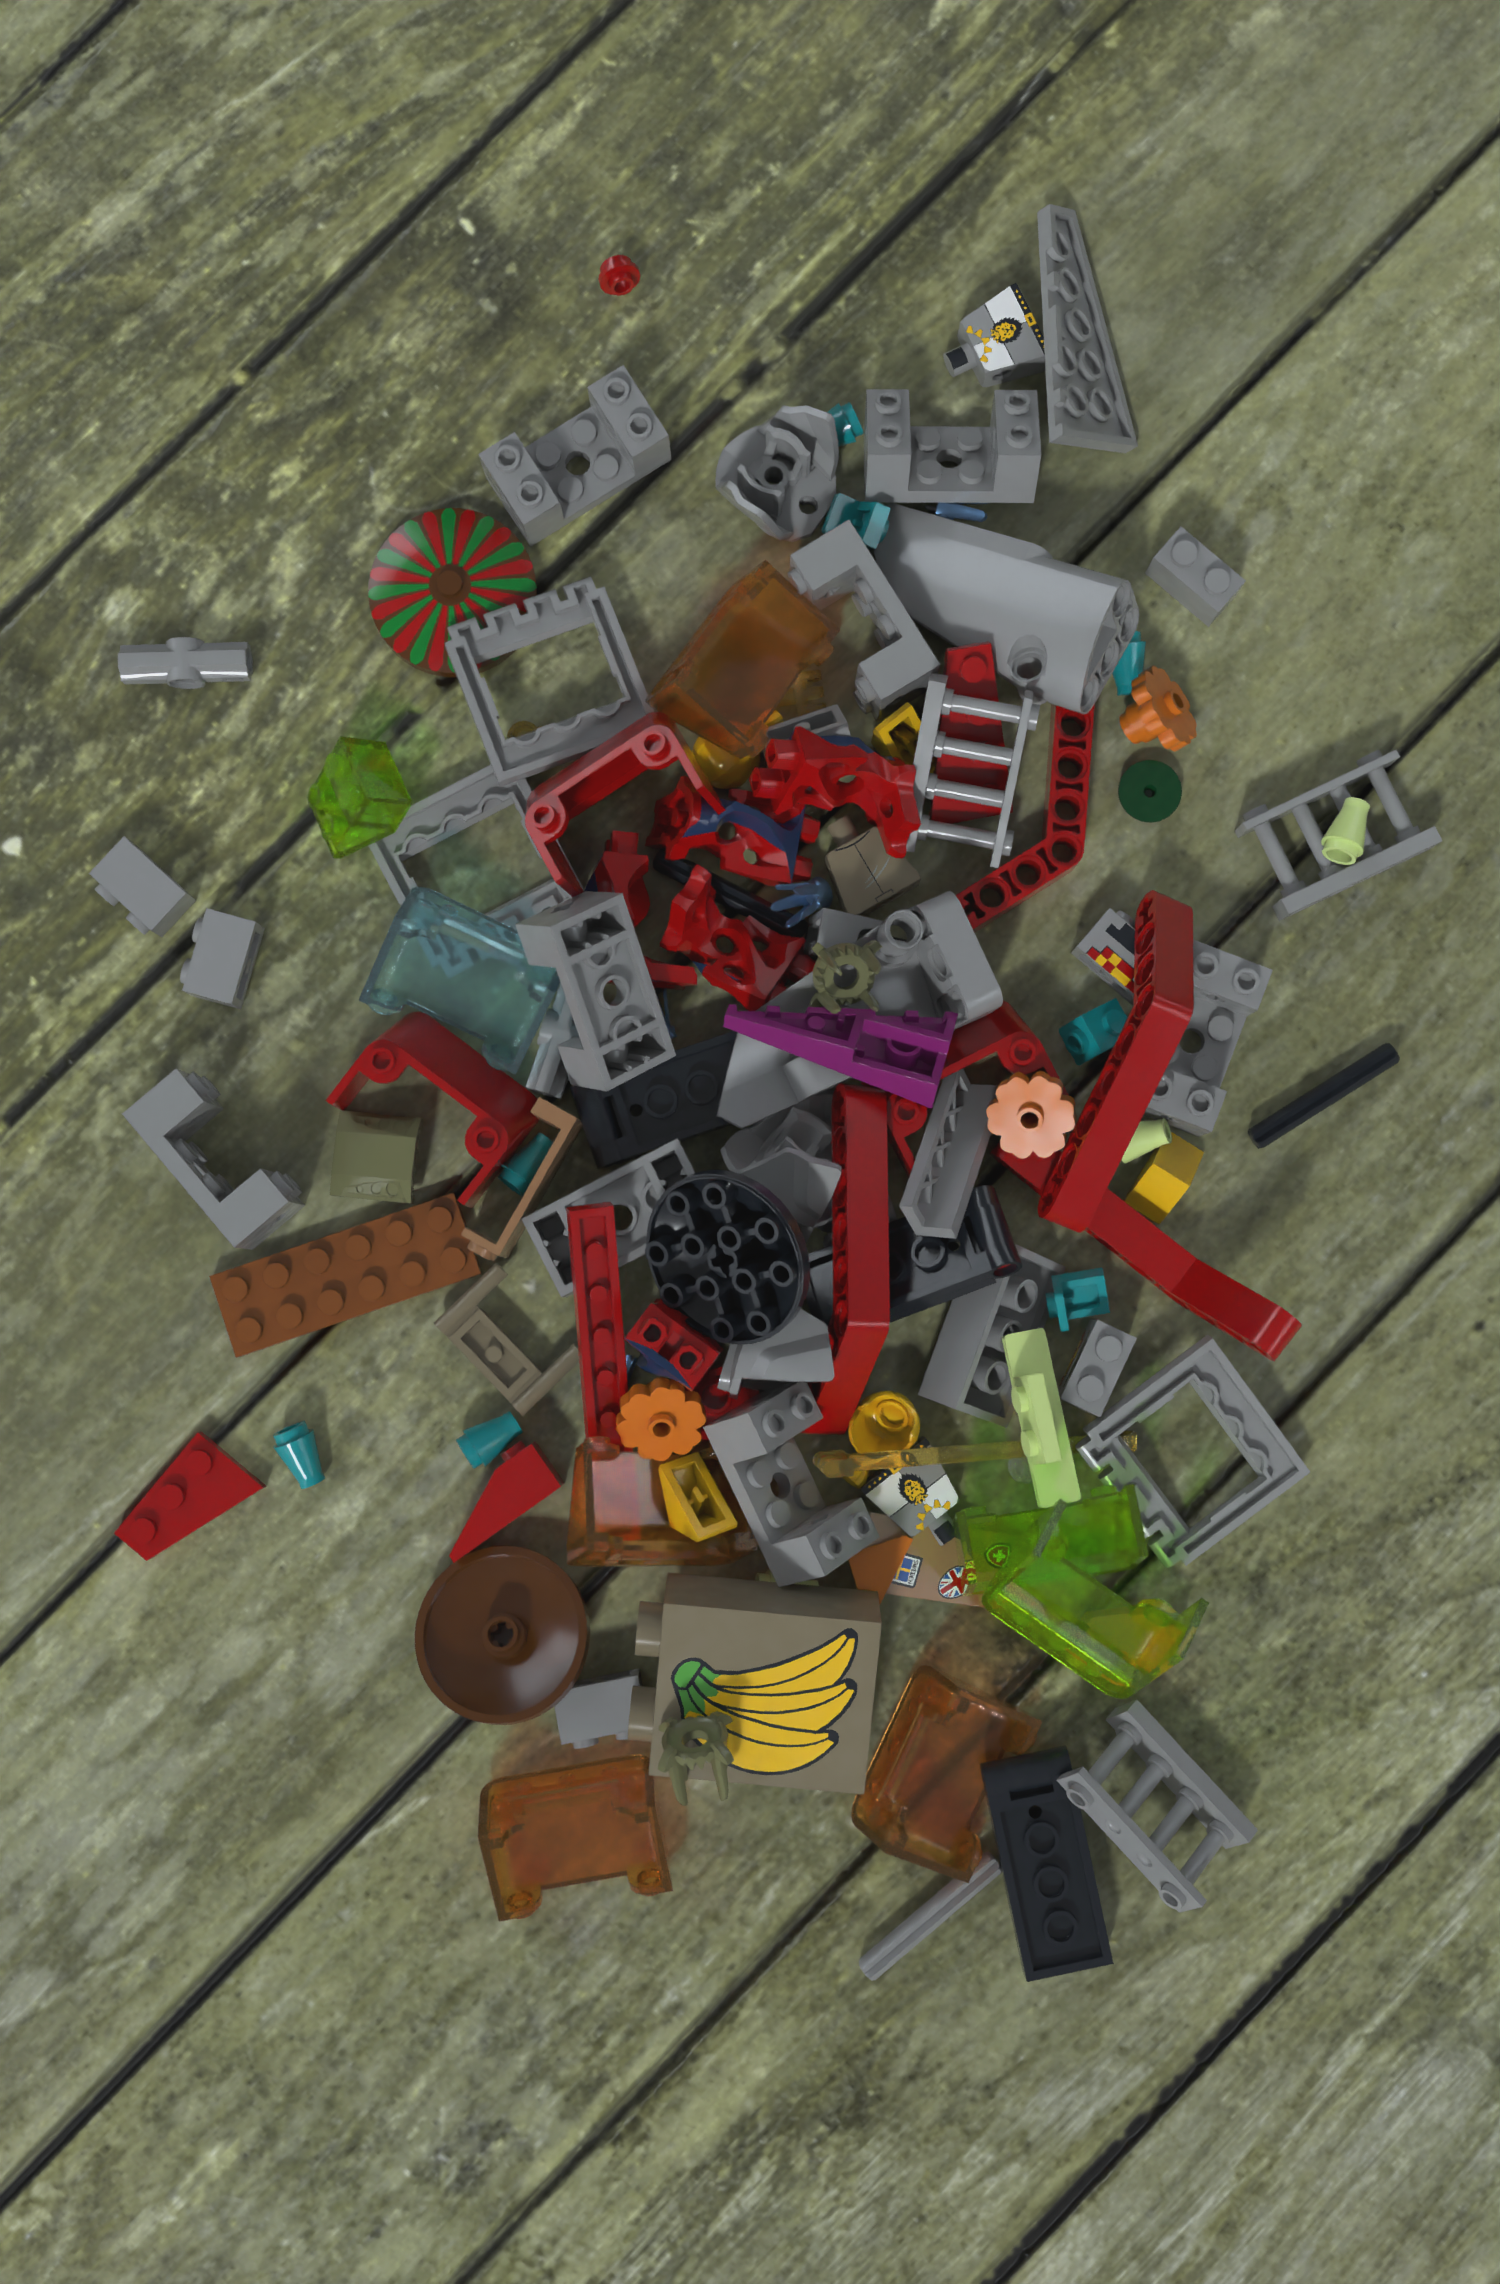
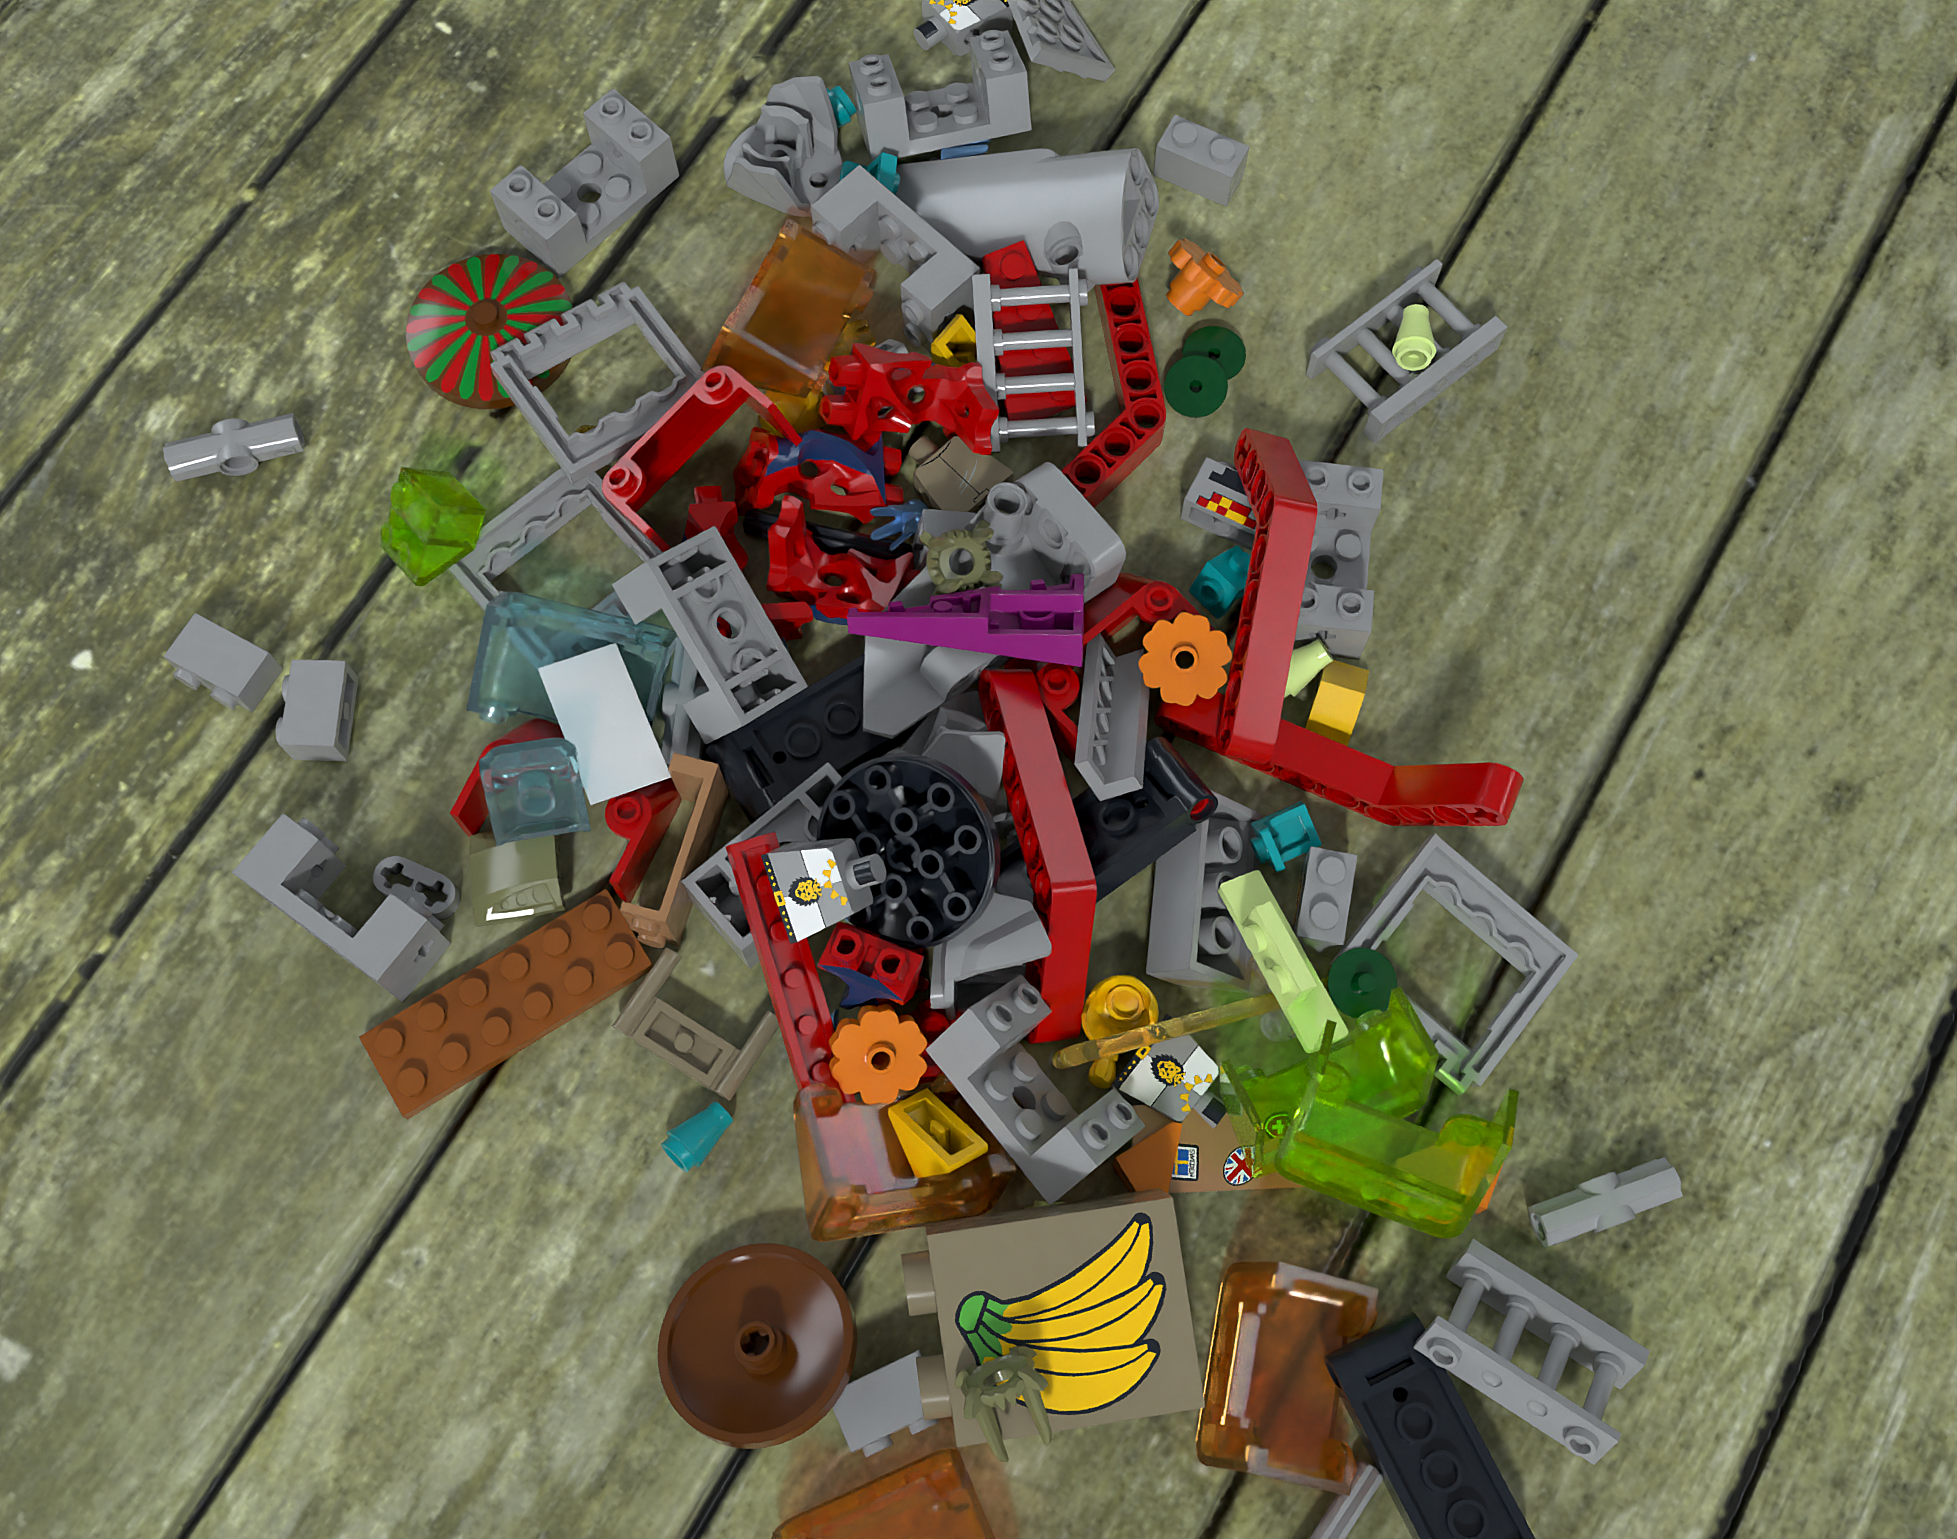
camera: 15 degrees left, 15 degrees down
(187, 1496) = (373, 1284): red wing -> none
(277, 1156) = (421, 878): none -> light grey beam
(299, 1452) = (492, 1203): teal cone -> none
(406, 1100) = (534, 790): none -> clear light blue slope
(481, 1044) = (604, 722): none -> white sticker
(511, 1491) = (733, 1187): red slope -> none
(524, 1164) = (667, 846): teal cone -> none
(618, 275) = (588, 26): red plate -> none
(643, 1267) = (820, 883): none -> torso
(1106, 1455) = (1361, 982): none -> dark green piece
(1122, 822) = (1195, 386): none -> dark green piece
(1129, 665) = (1157, 250): teal cone -> none
(1263, 1693) = (1604, 1202): none -> light grey piece
(1323, 1095) = (1469, 590): black axle -> none

